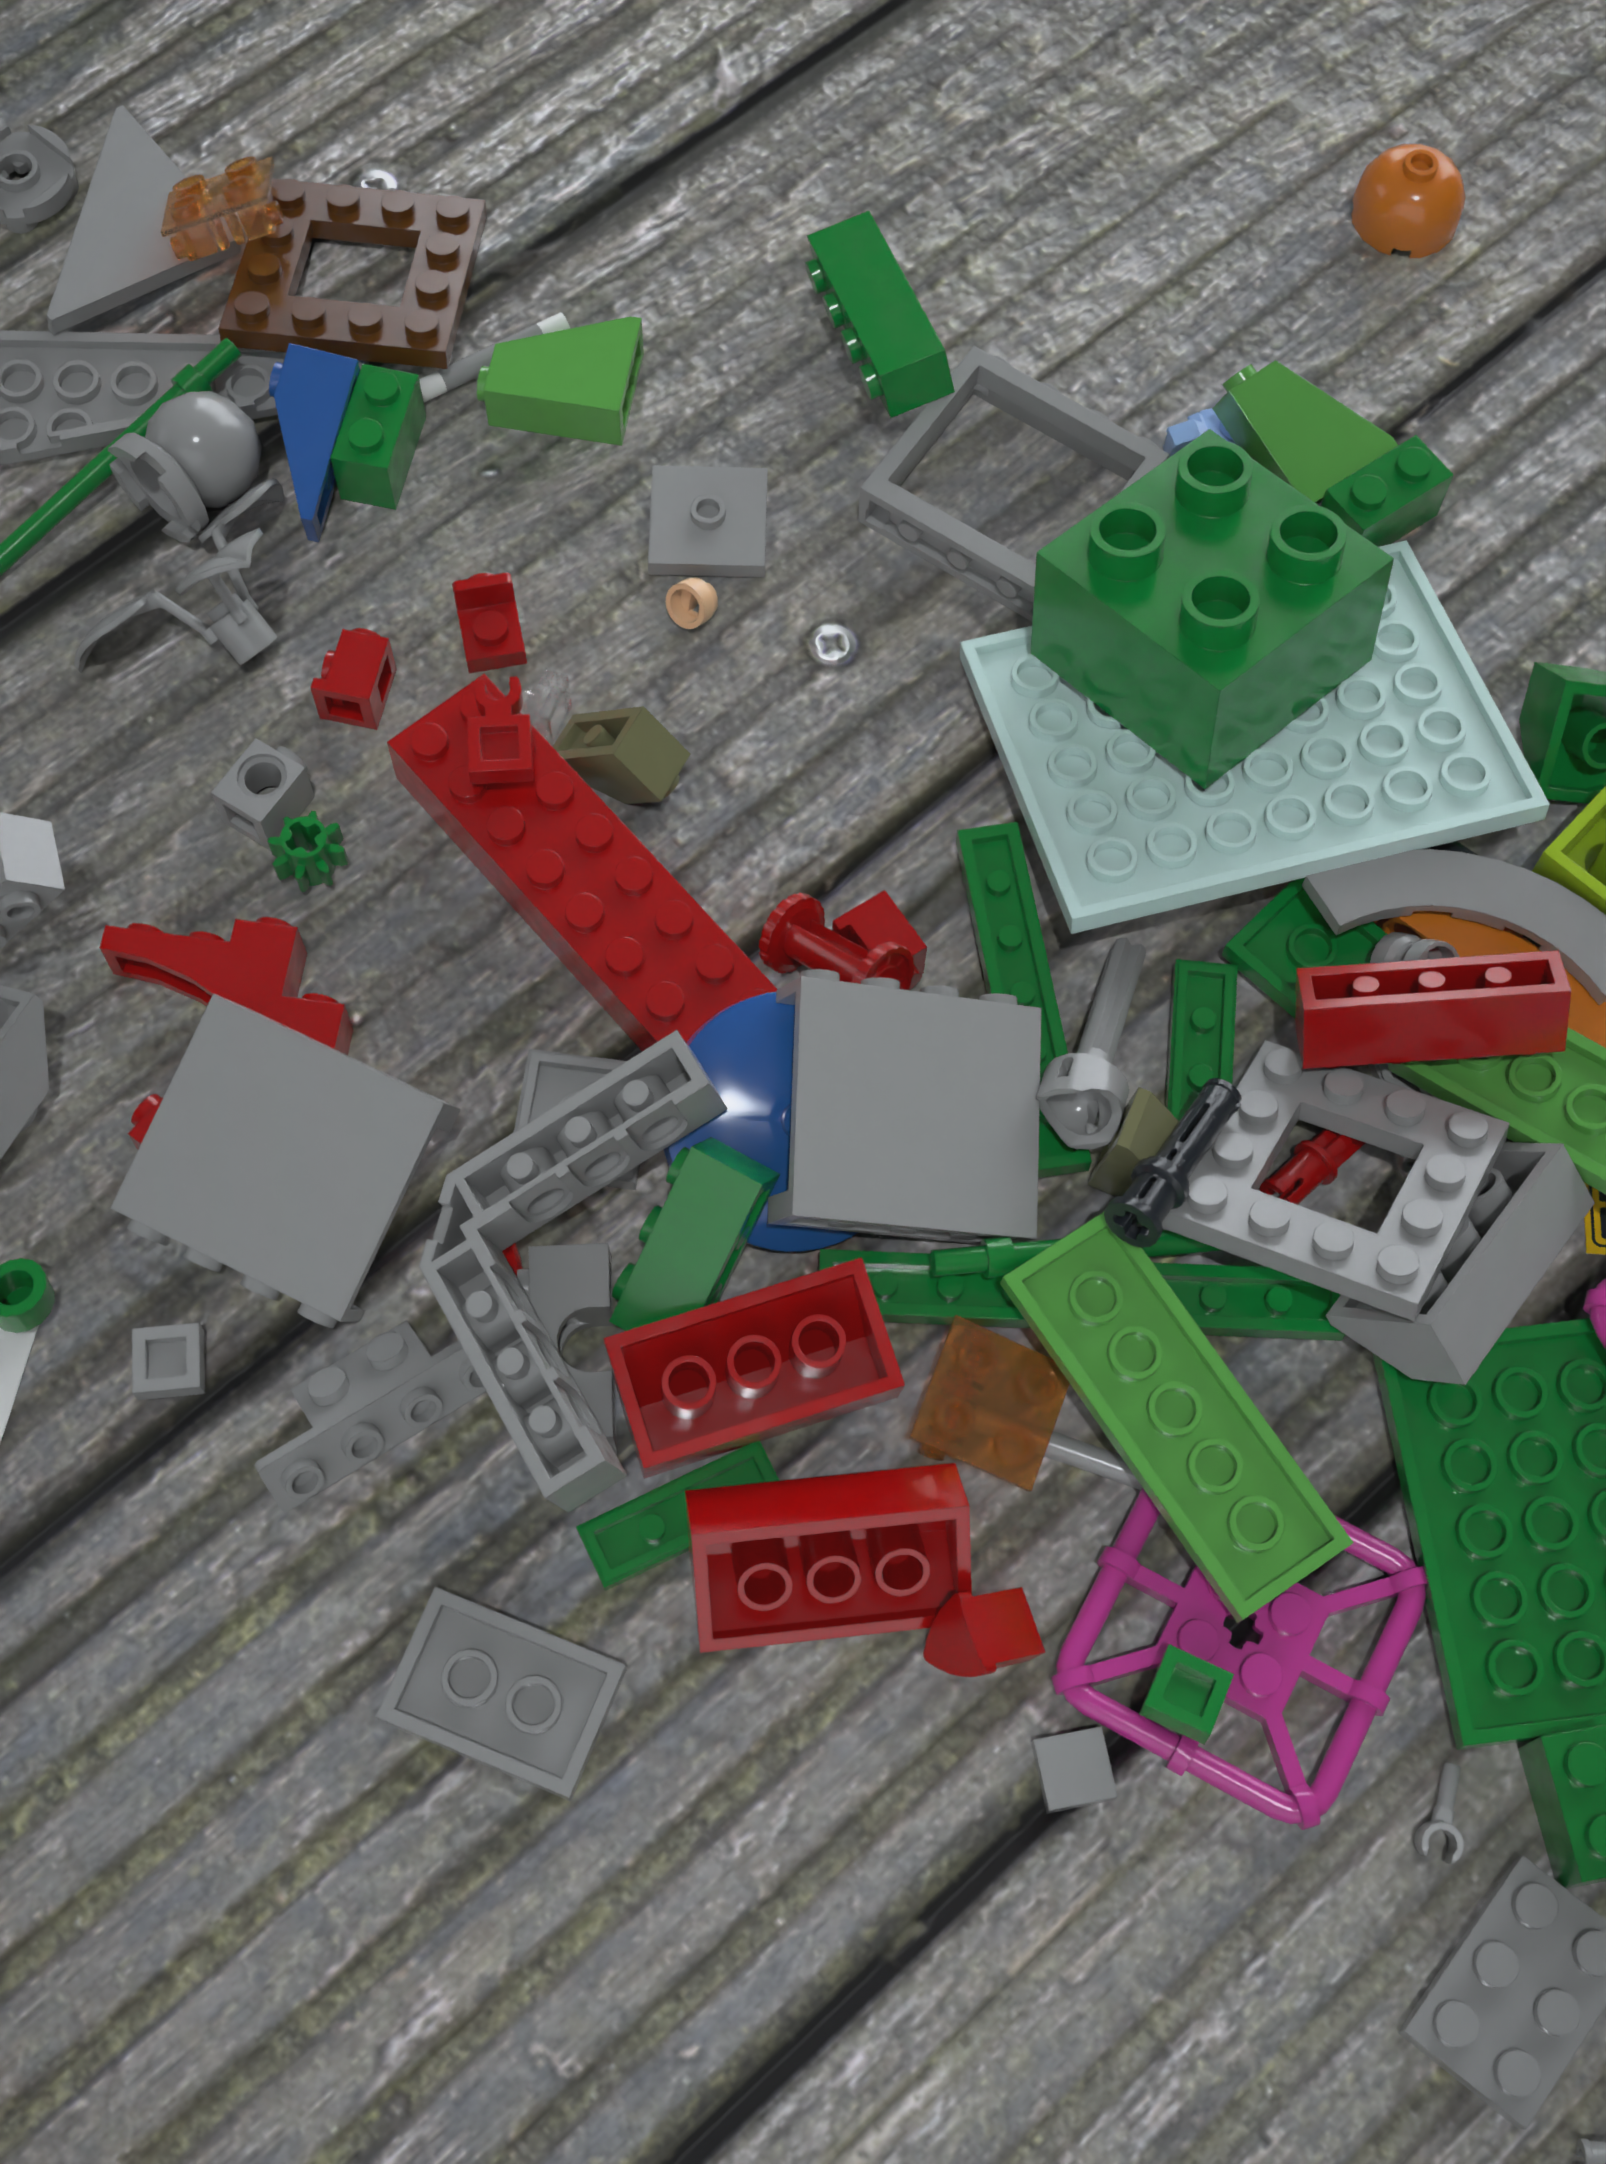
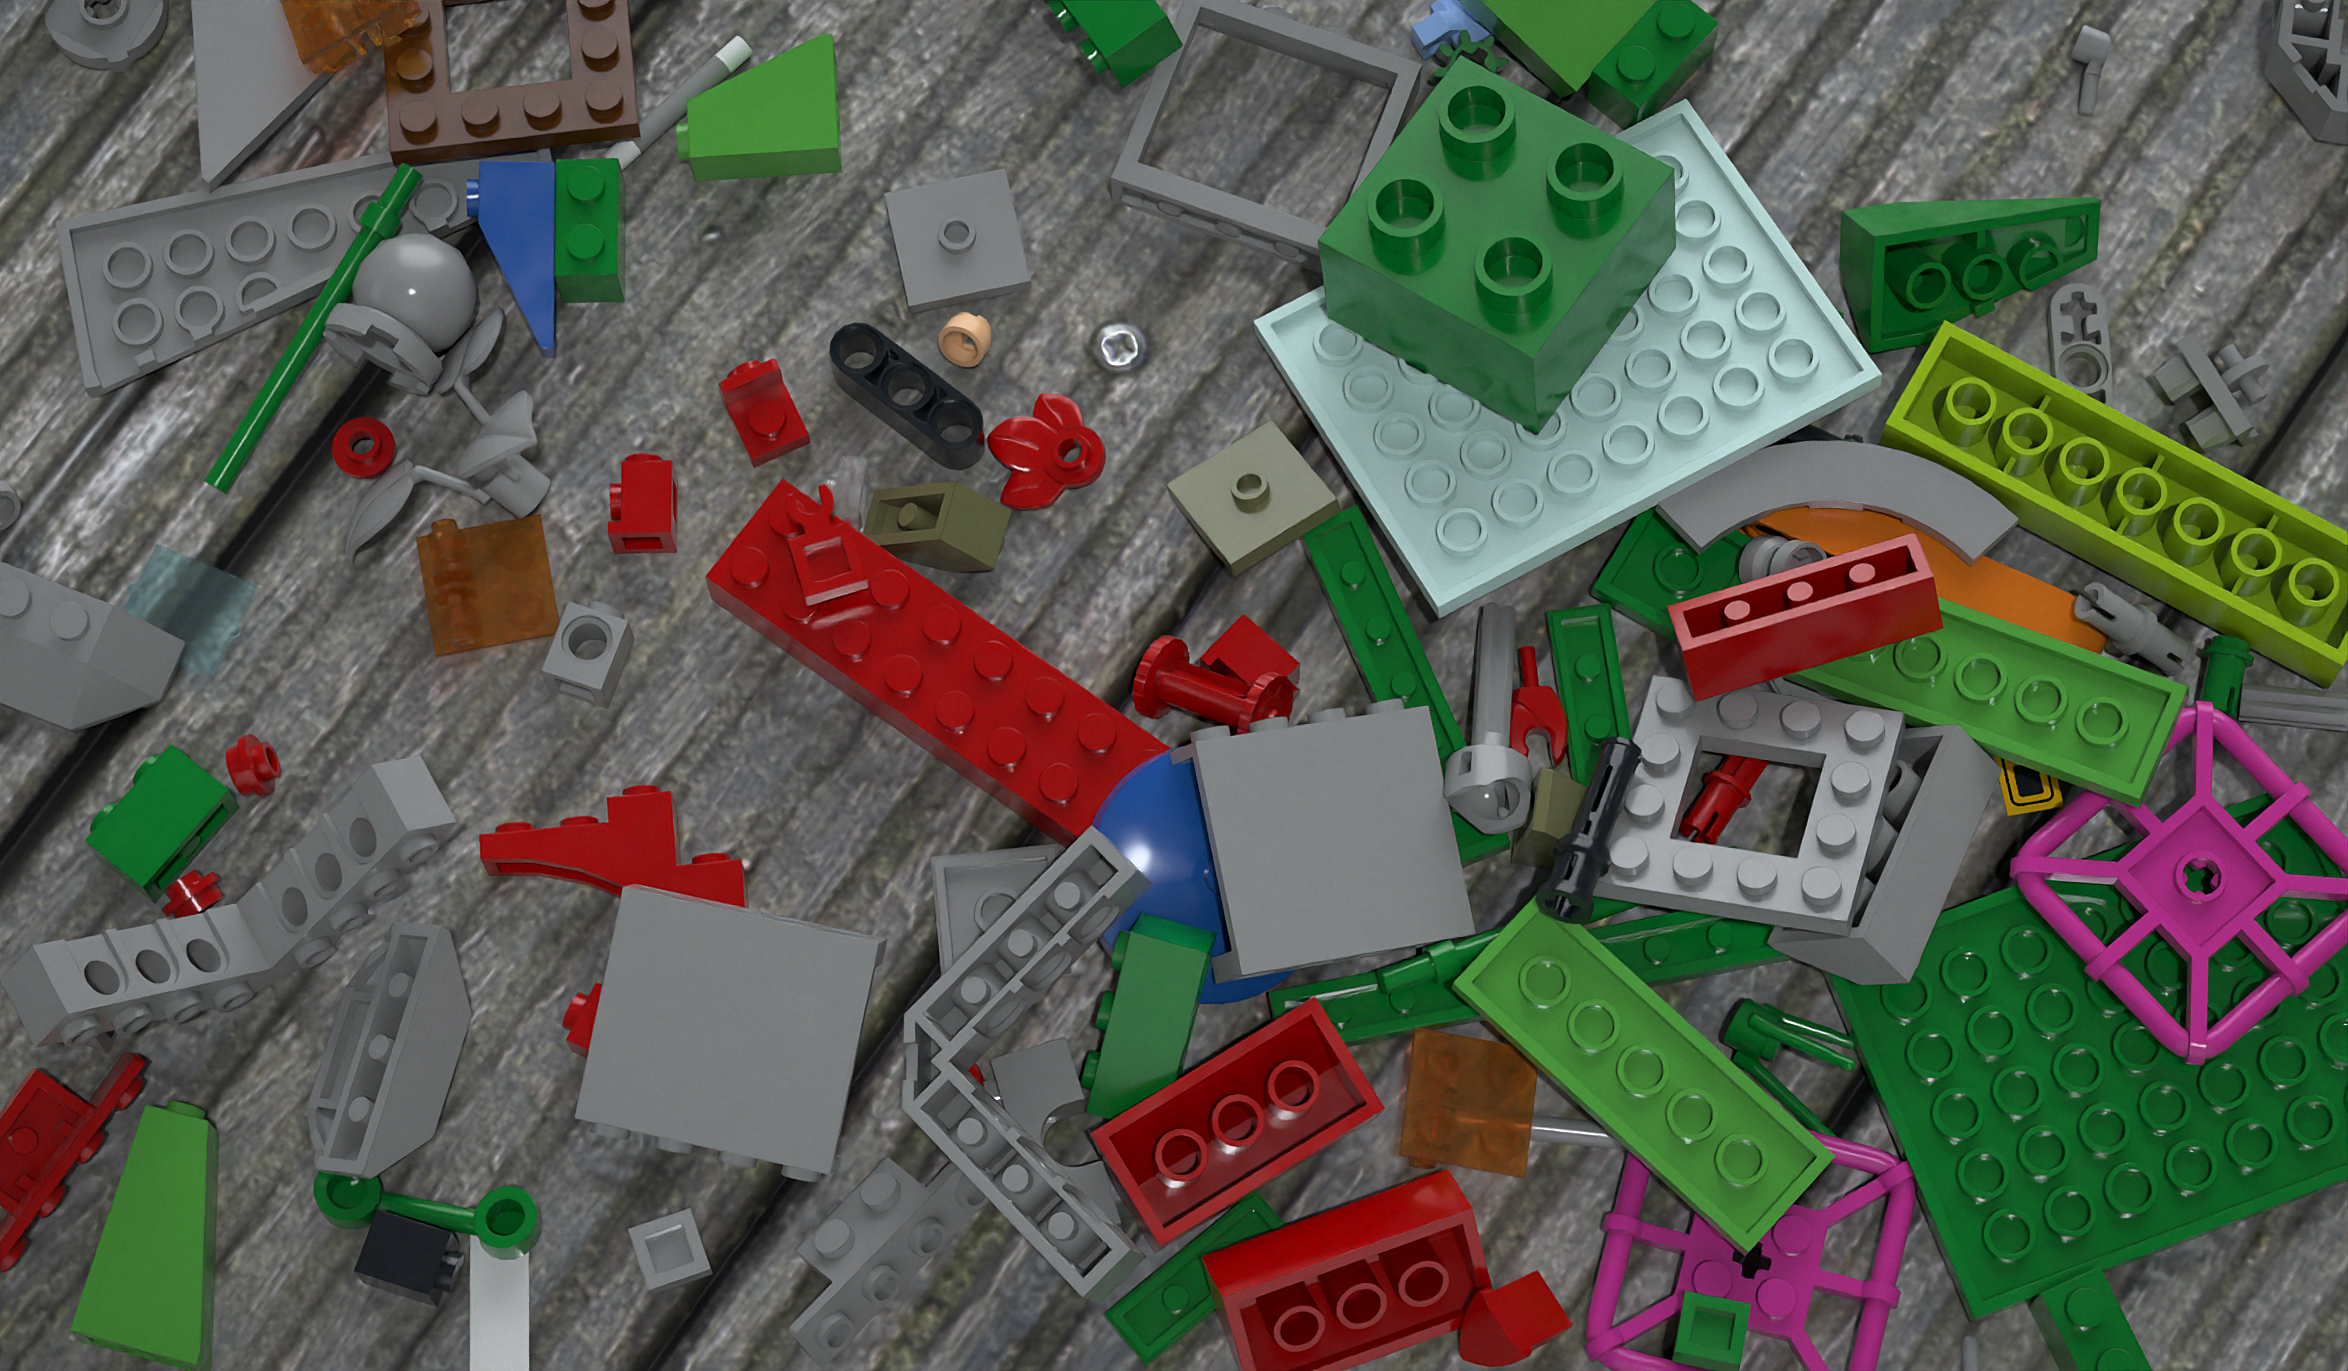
camera: 10 degrees left, 5 degrees up
(122, 588) = (368, 464): none -> red plate
(191, 714) = (487, 584): none -> clear orange hinge
(308, 867) = (653, 688): green gear -> none
(617, 614) = (896, 370): none -> black beam
(735, 716) = (1037, 453): none -> red plate
(921, 795) = (1253, 498): none -> olive plate
(1146, 1046) = (1537, 711): none -> red hand
(1302, 1404) = (1763, 1031): none -> green plant

